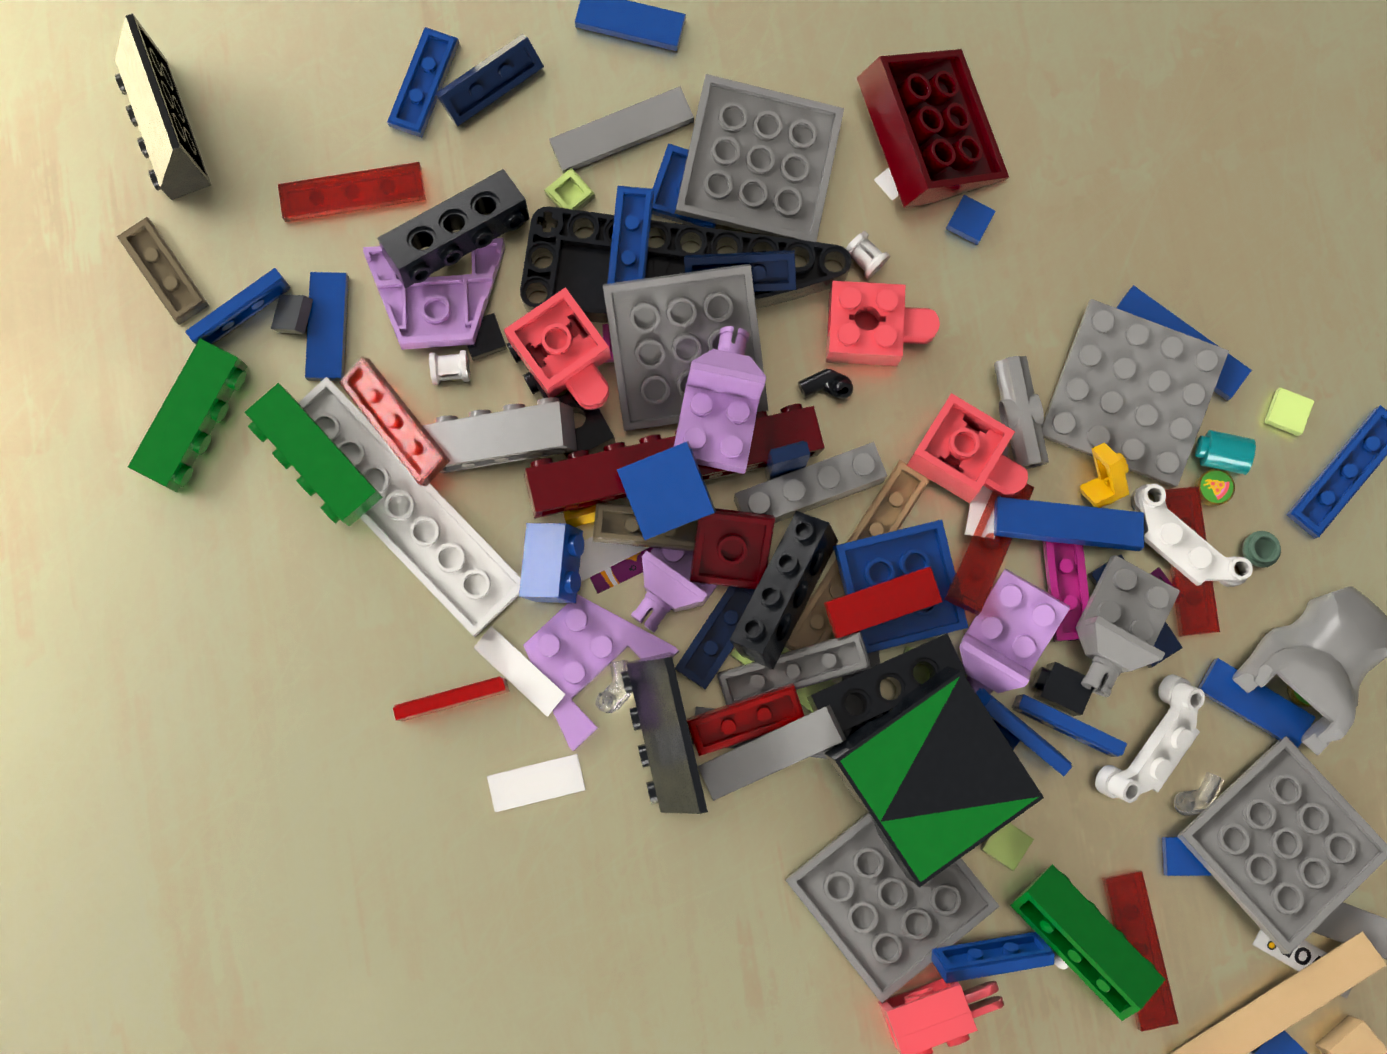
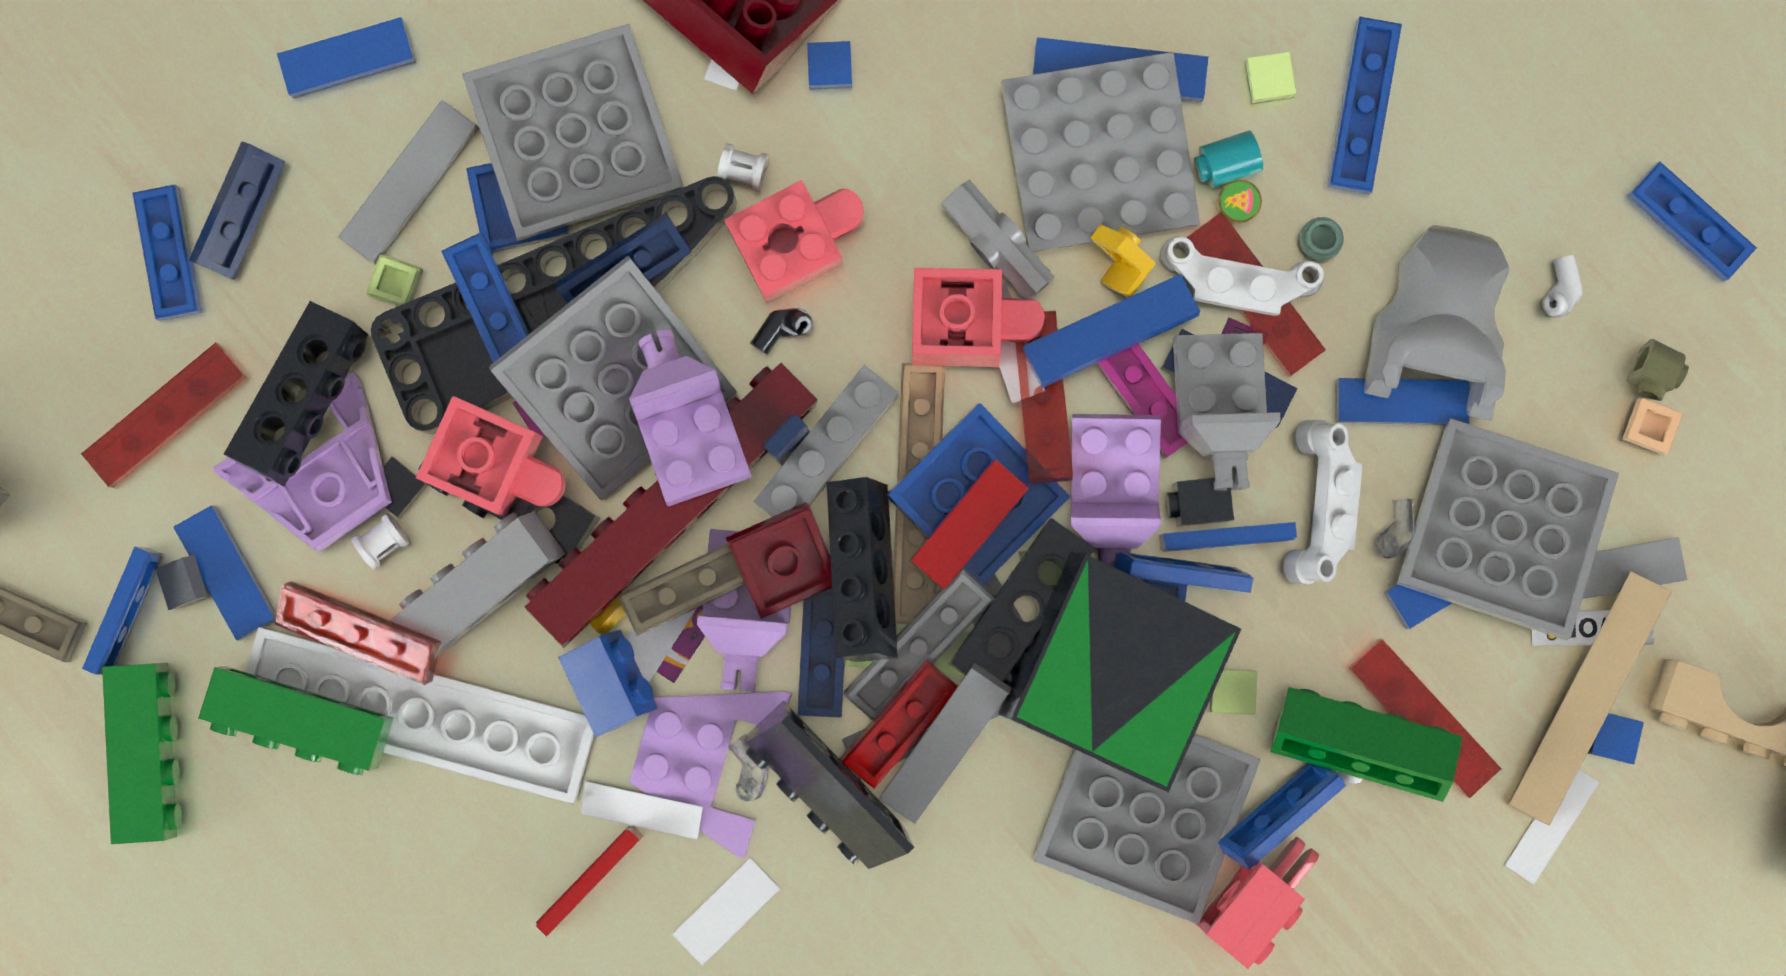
camera: 30 degrees left, 5 degrees up
(666, 490) = (682, 544): blue tile -> none

